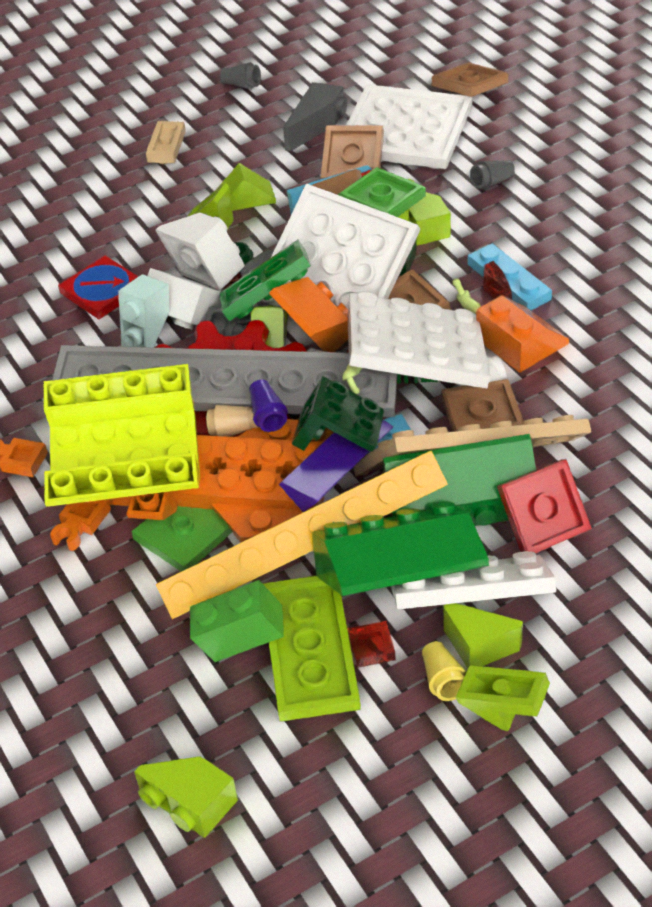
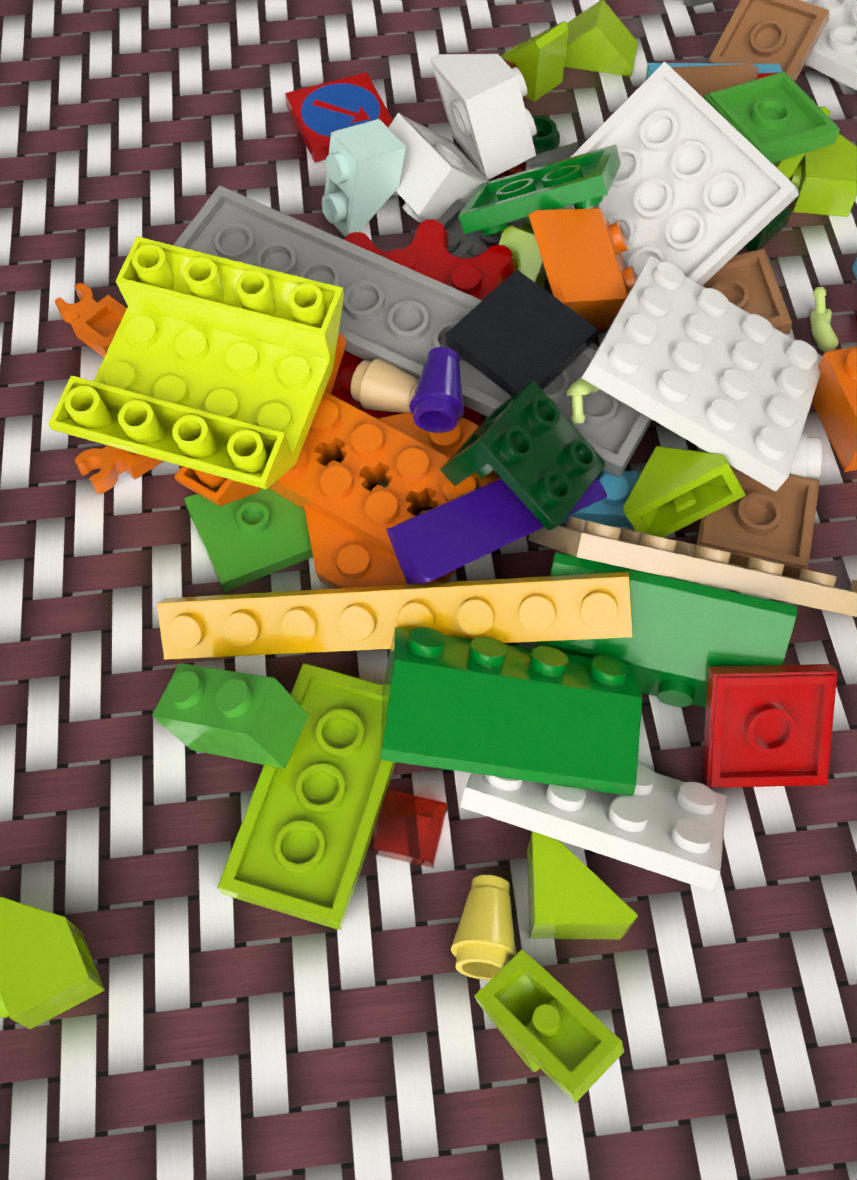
camera: 20 degrees right, 15 degrees up
(298, 359) = (520, 335): none -> black tile
(434, 406) = (679, 490): none -> lime slope

